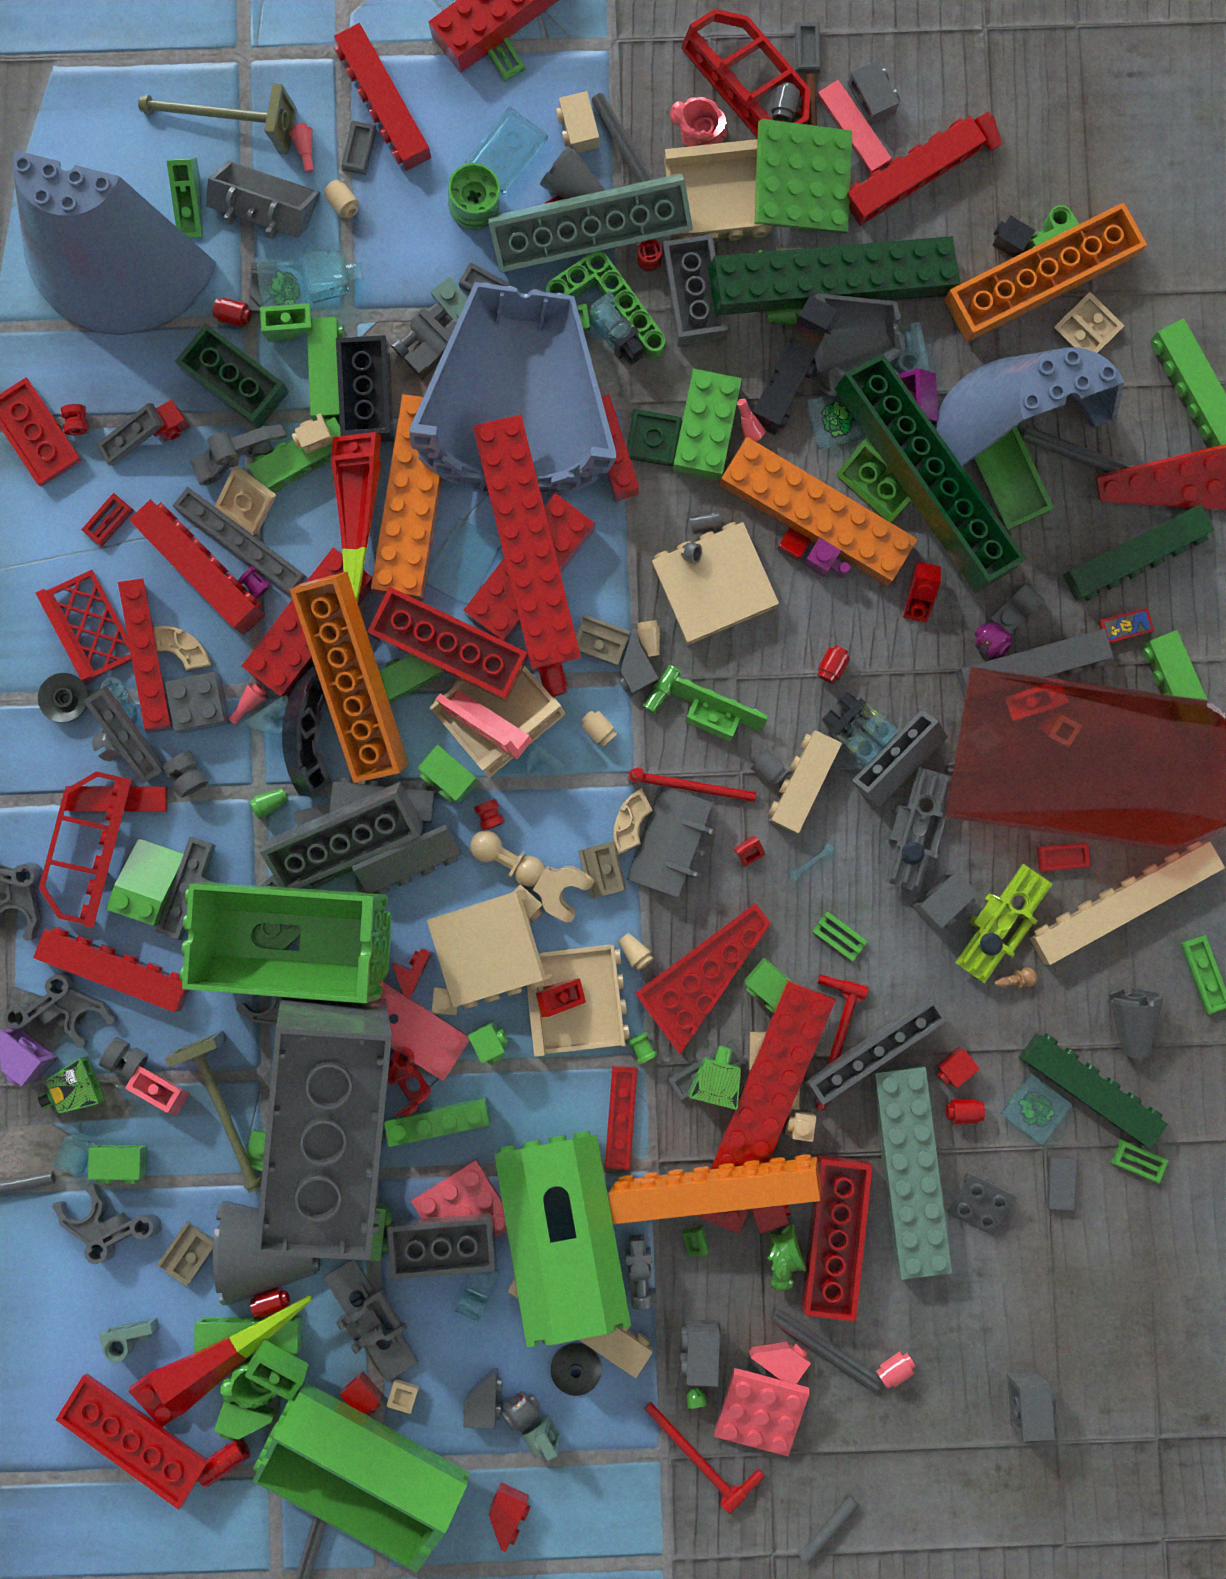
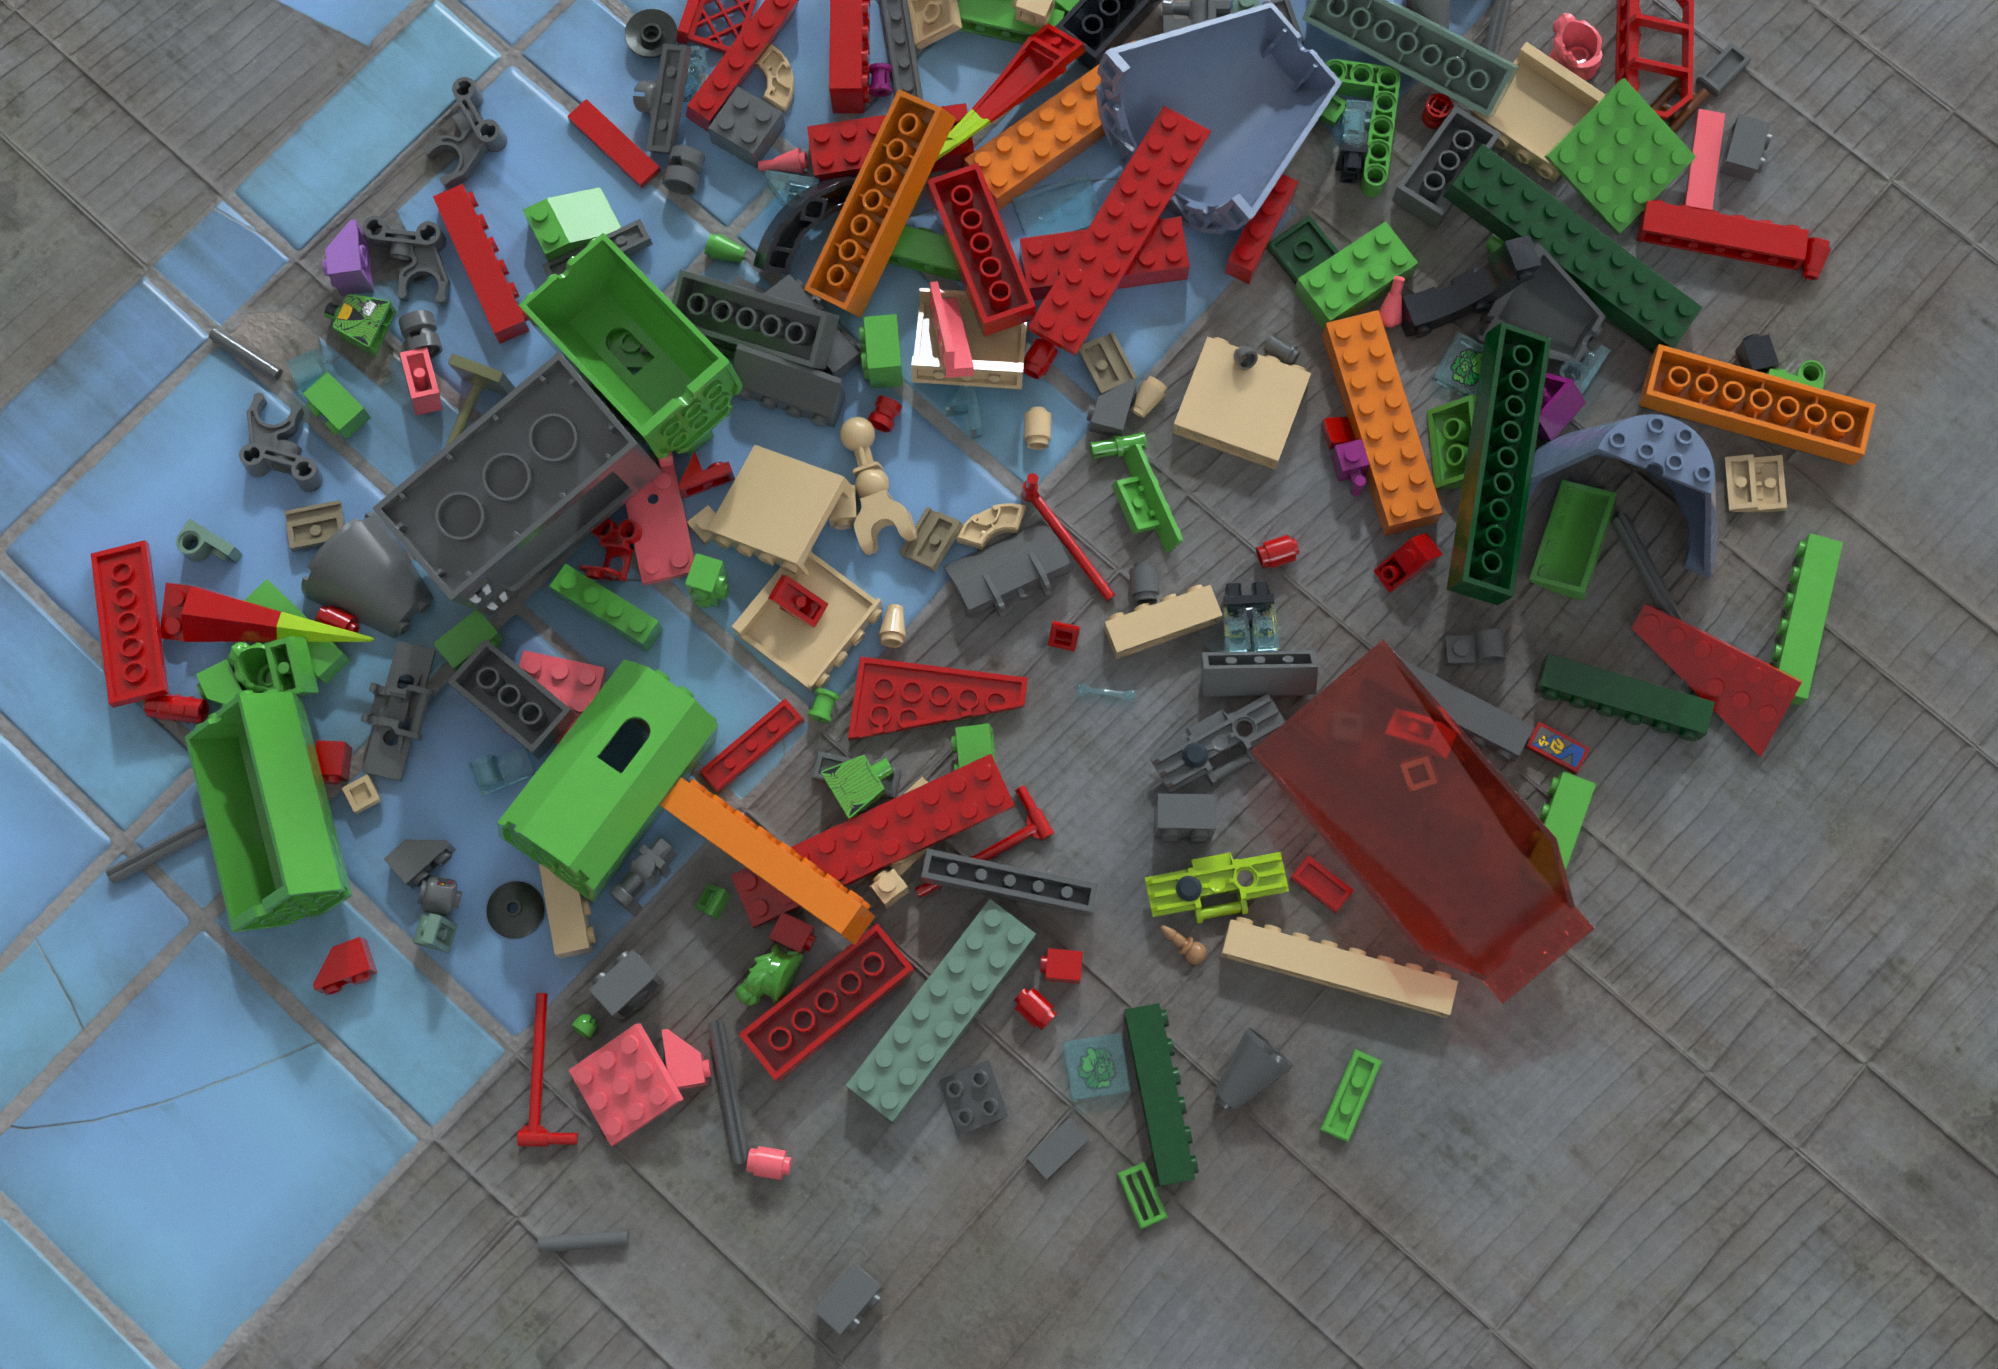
camera: 50 degrees right, 10 degrees down
(101, 863) = (555, 174): red plate -> none
(785, 102) = (1661, 90): dark grey brick -> none
(856, 949) = (1067, 747): bright green tile -> none
(993, 640) = (1430, 653): magenta head -> none

